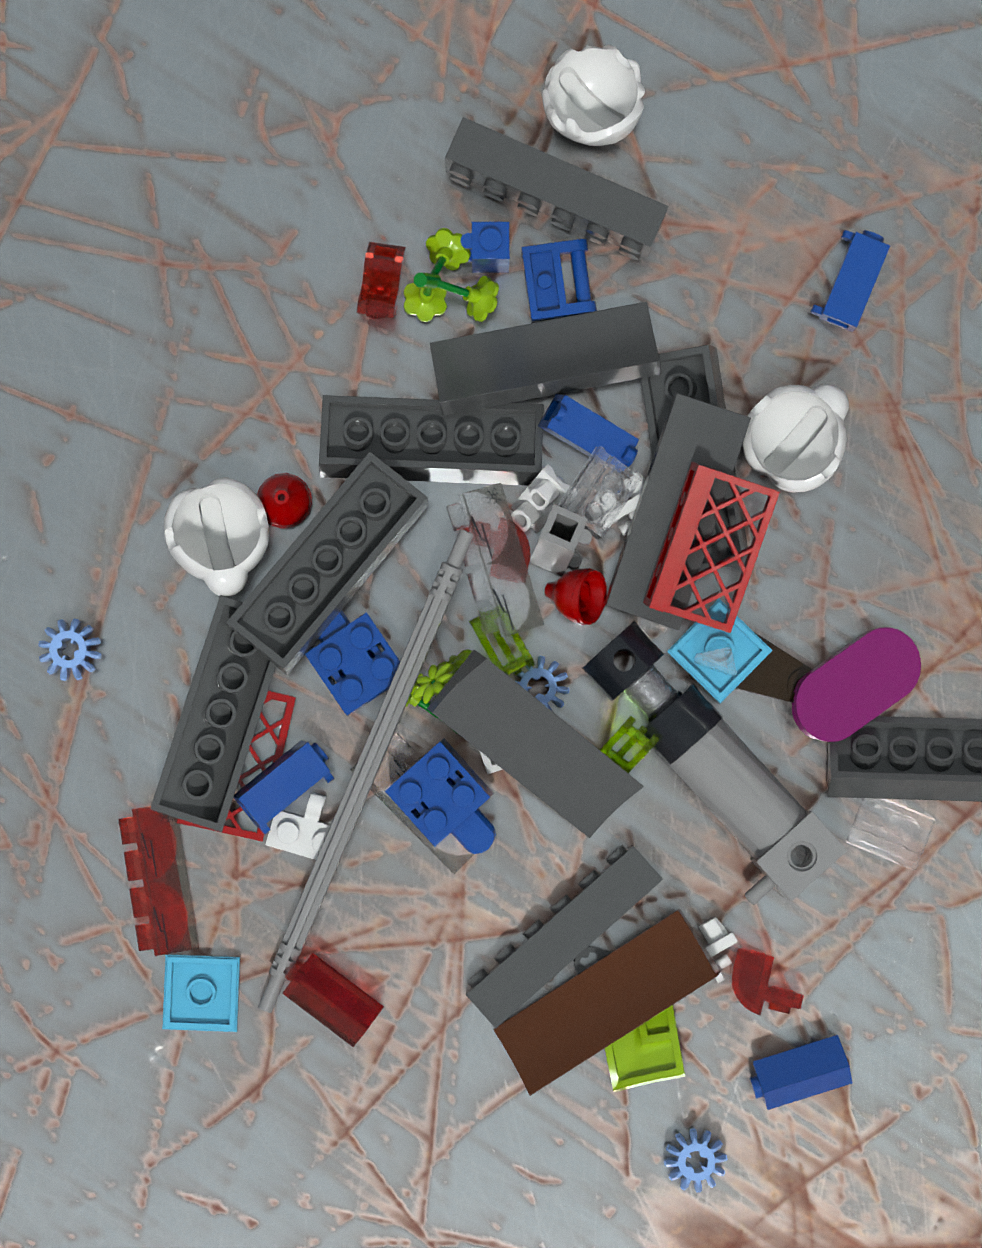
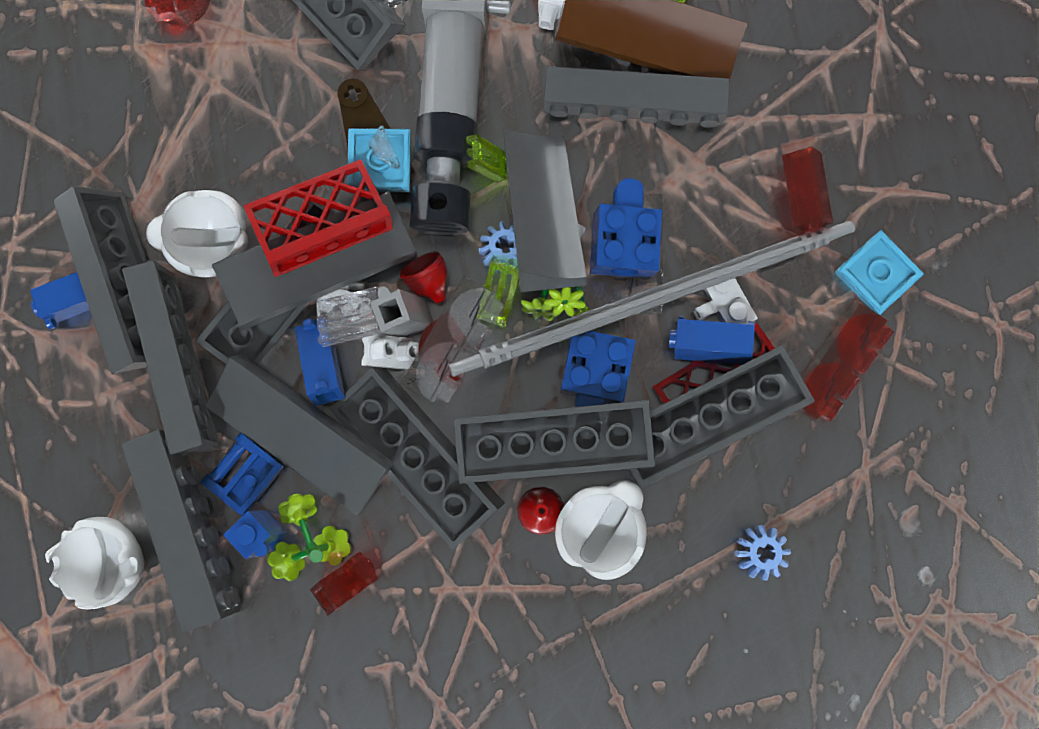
camera: 130 degrees left, 5 degrees down
(709, 310) = (170, 358): none -> dark grey arch
(829, 327) = (101, 245): none -> dark grey arch
(856, 684) = (324, 66): magenta tile -> none

